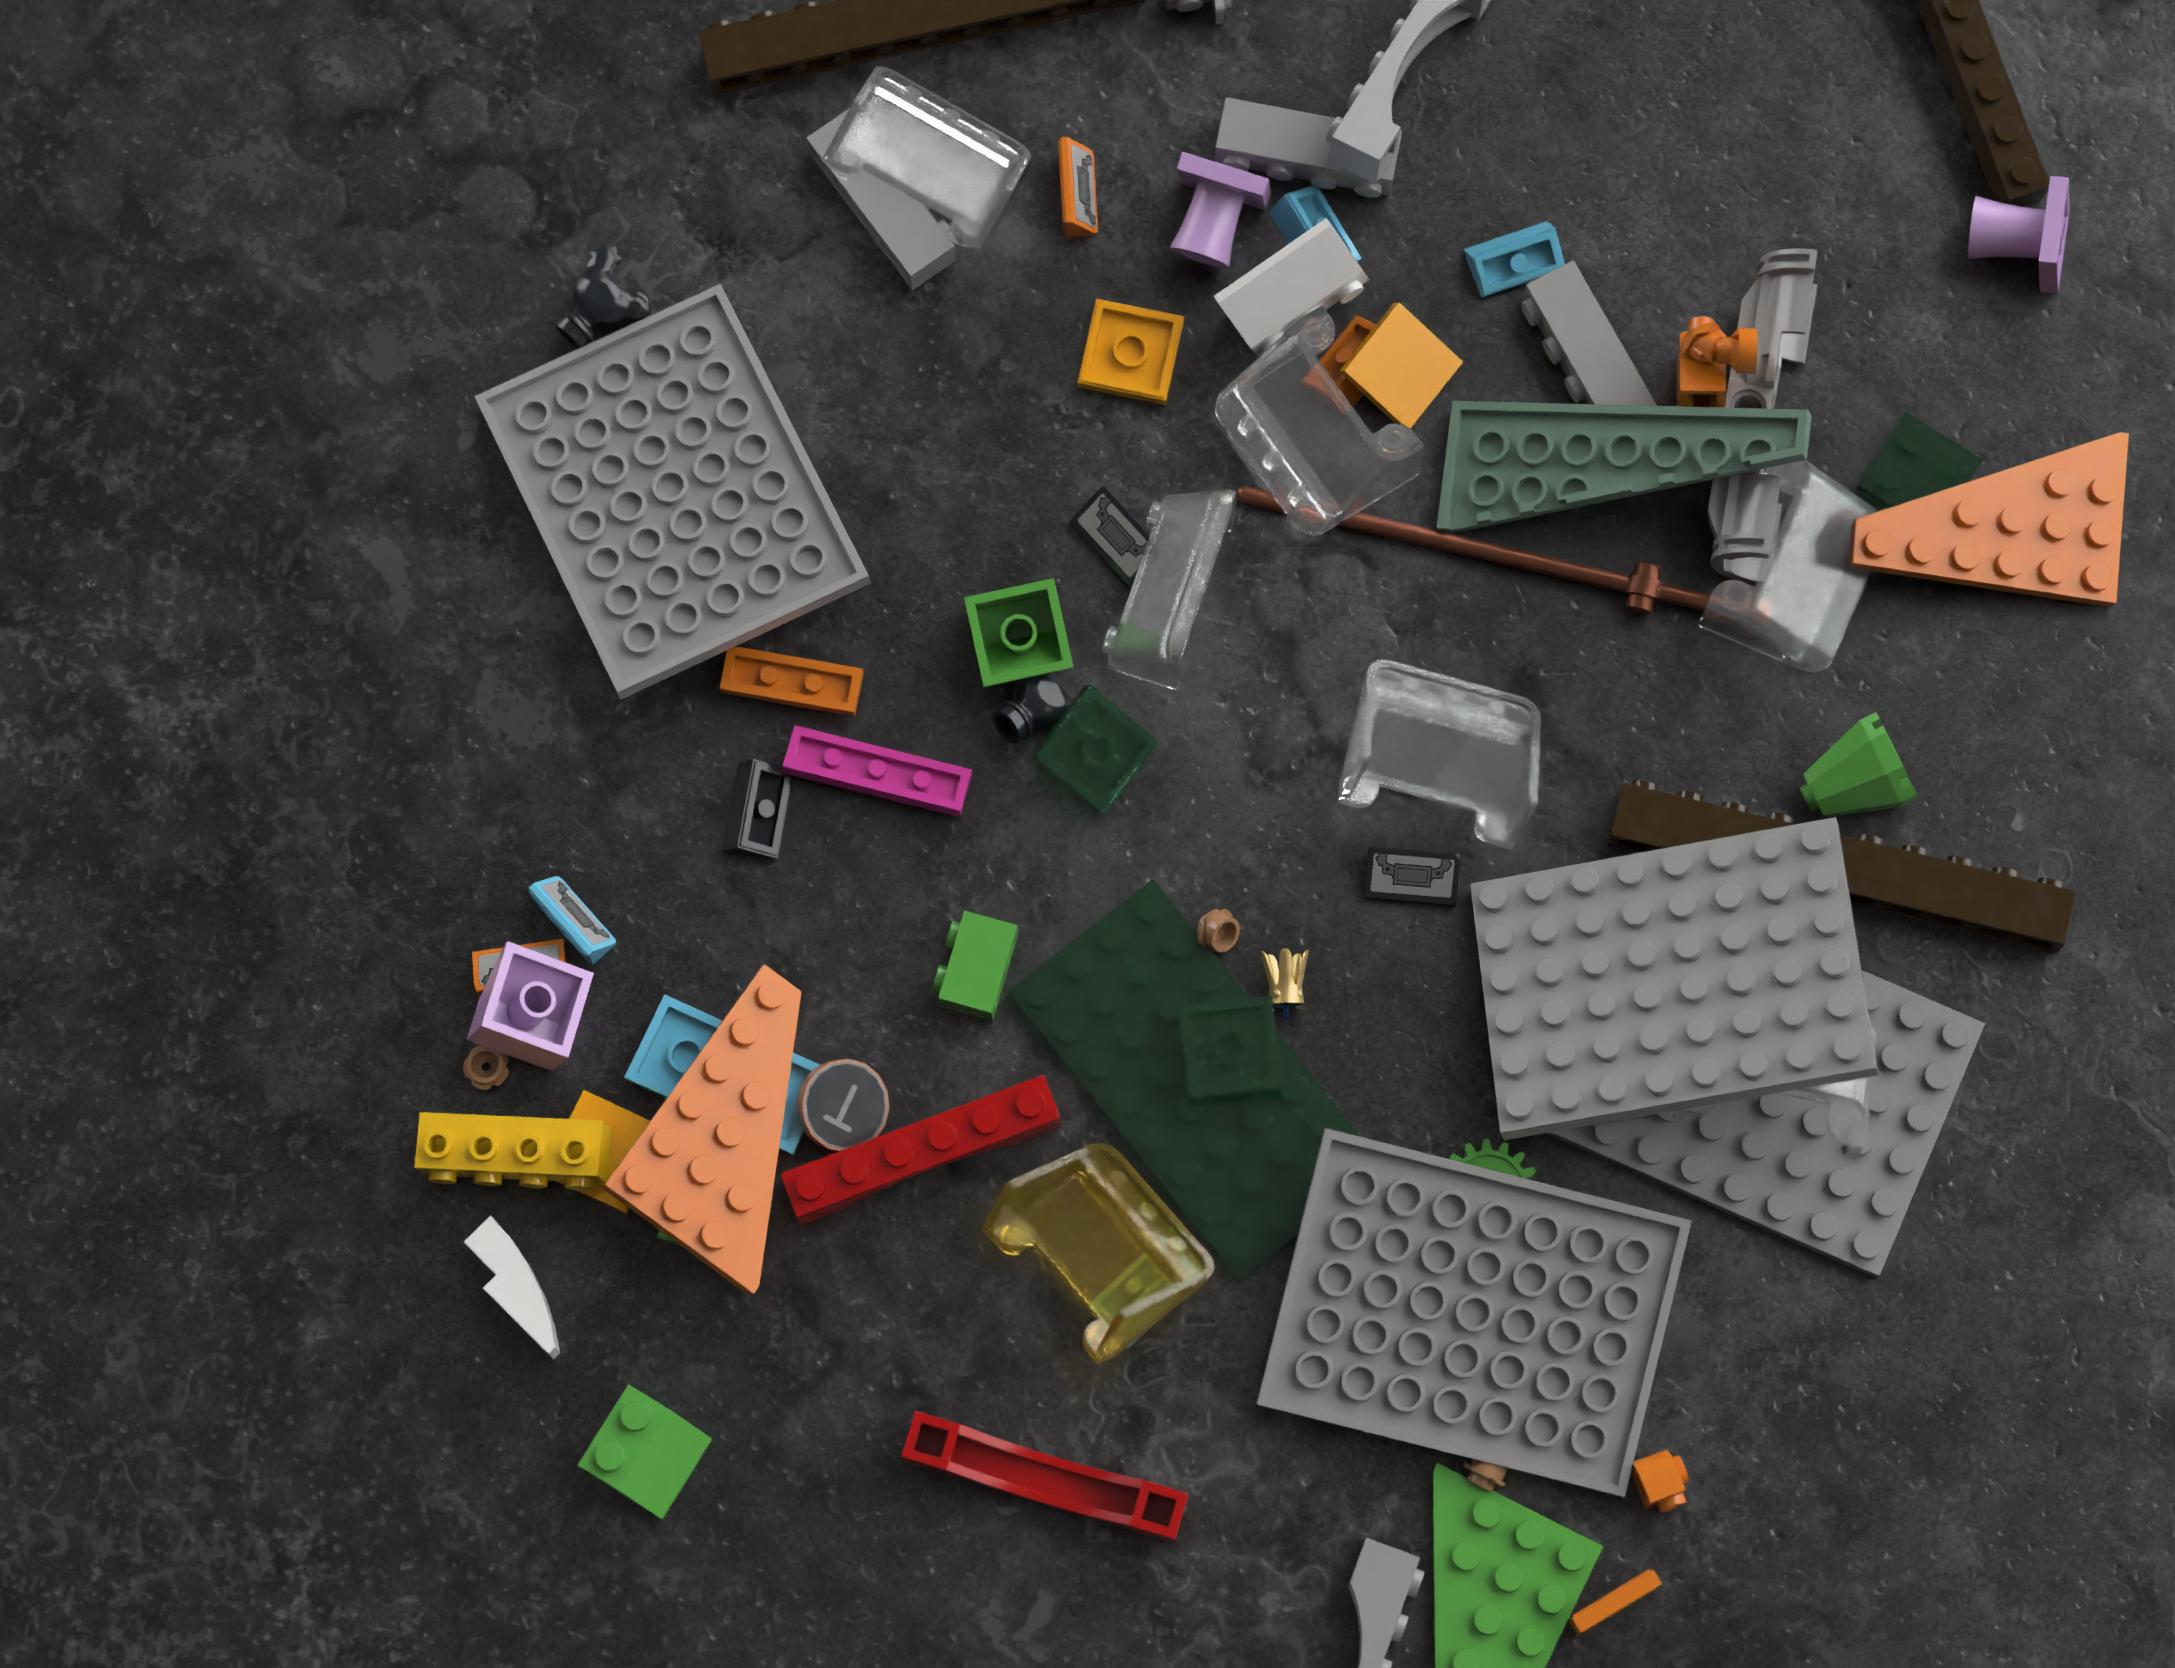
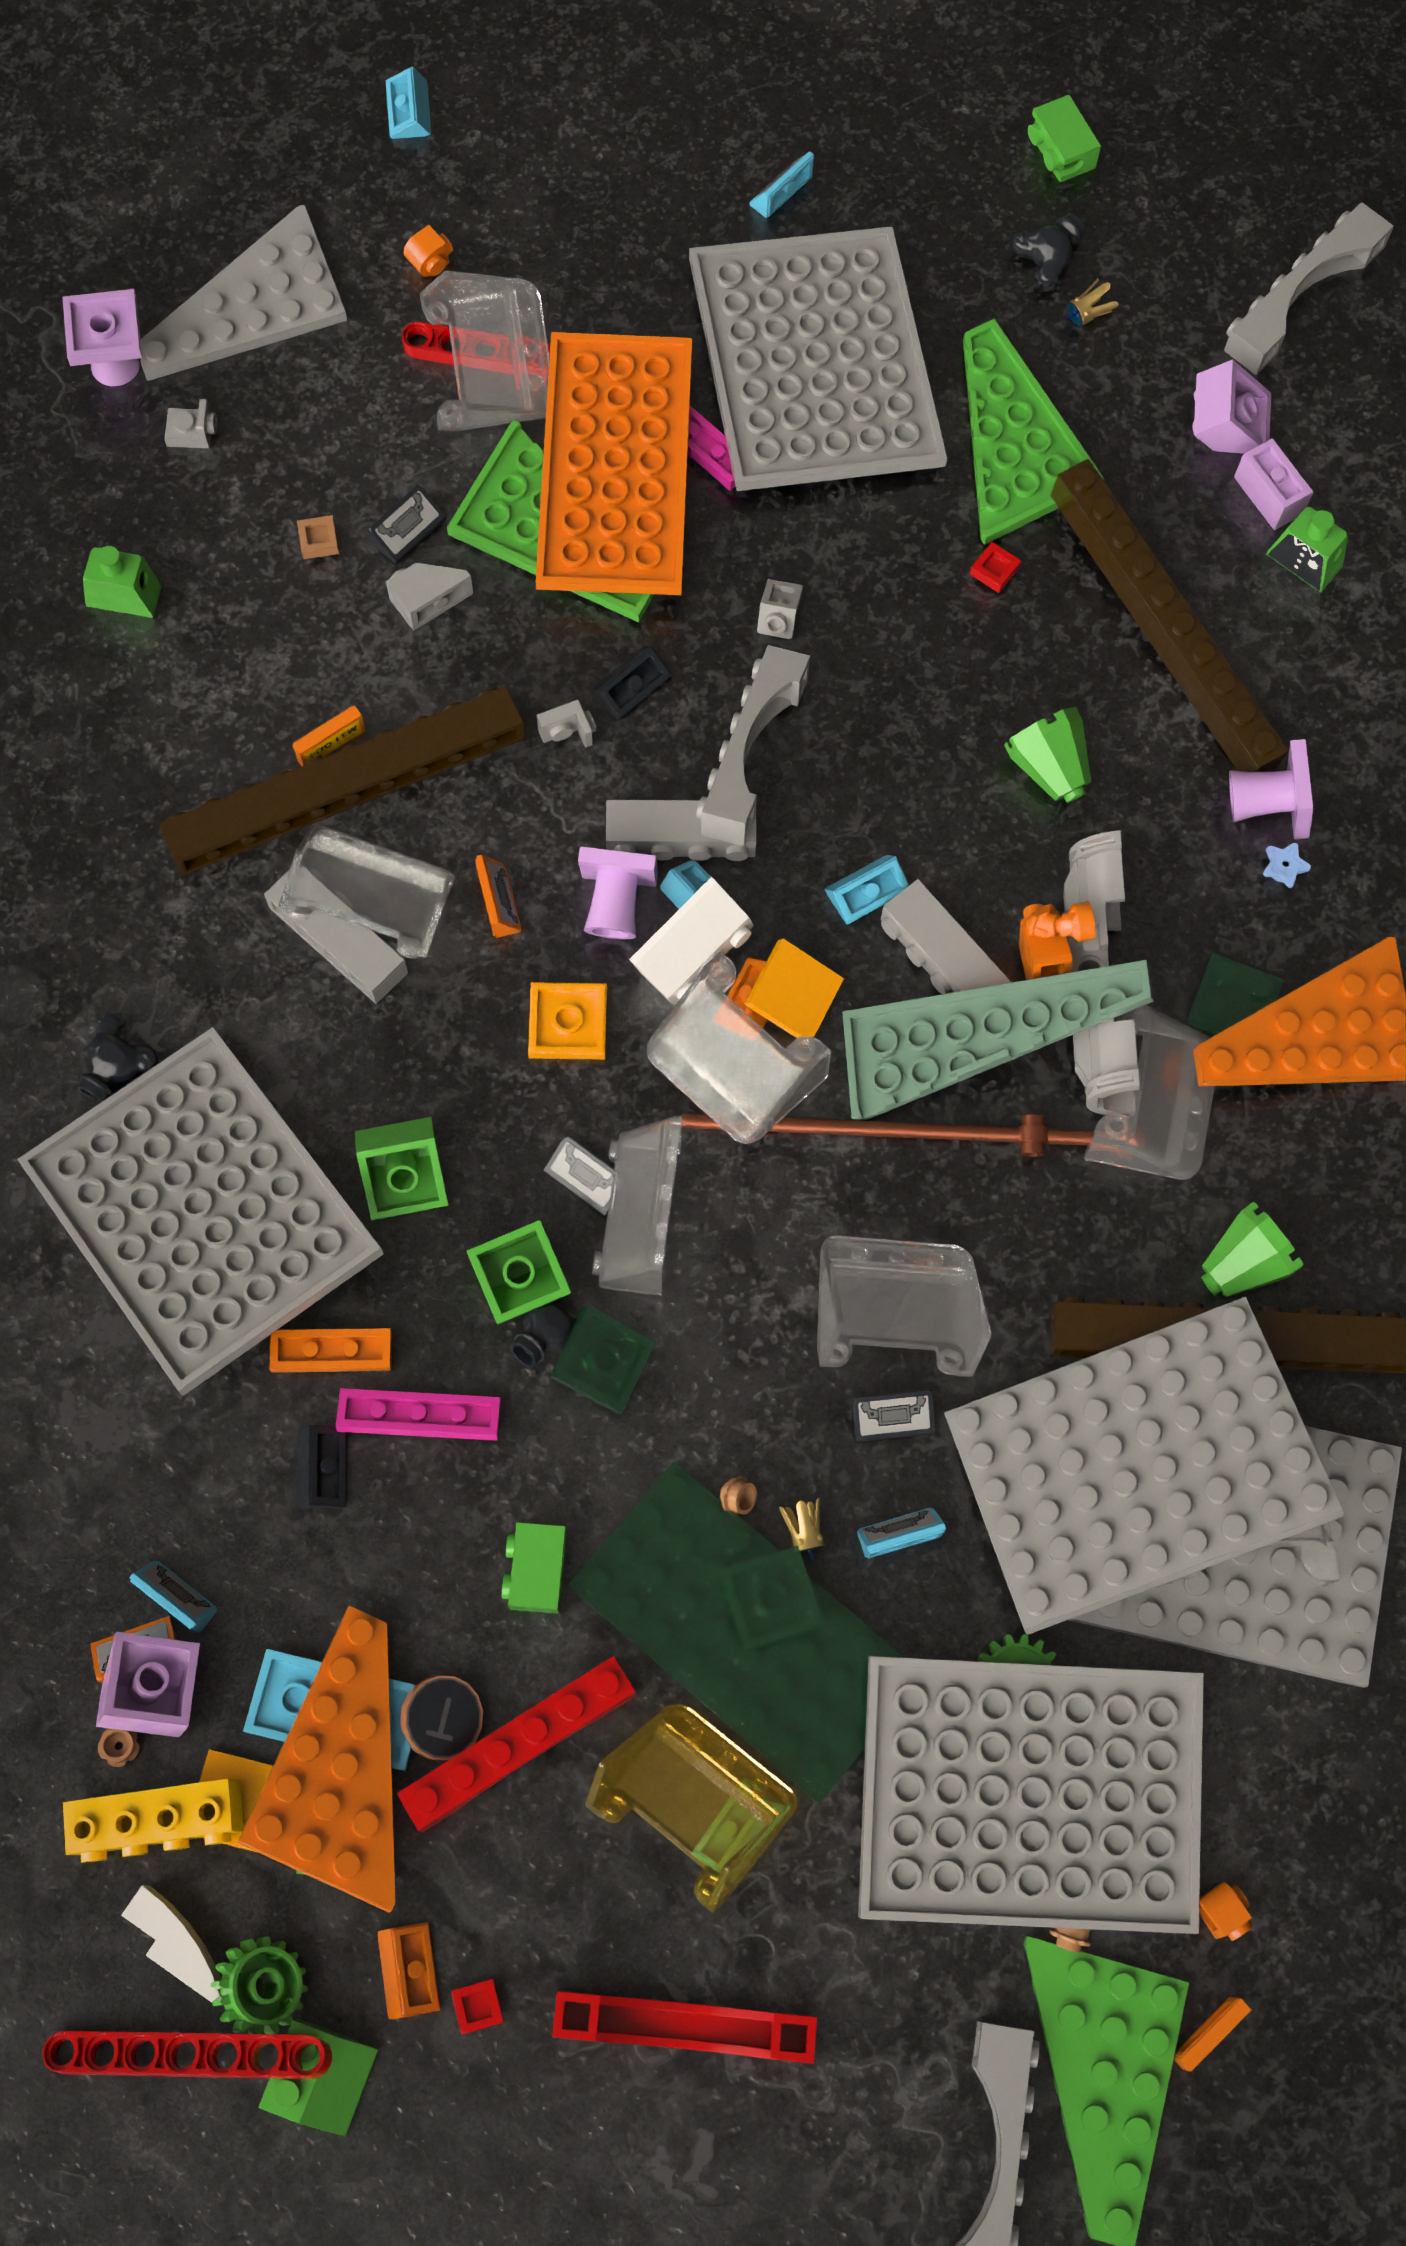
camera: 15 degrees left, 5 degrees down
(527, 1411) = (205, 2061): none -> red beam
(576, 1348) = (238, 1986): none -> bright green gear
(758, 1364) = (408, 1970): none -> orange slope
(826, 1415) = (477, 2006): none -> red plate
(907, 488) = (400, 1168): none -> bright green slope
(1392, 1007) = (900, 1532): none -> medium azure slope
(1771, 138) = (1054, 754): none -> bright green cone
(2011, 329) = (1281, 873): none -> light blue plate

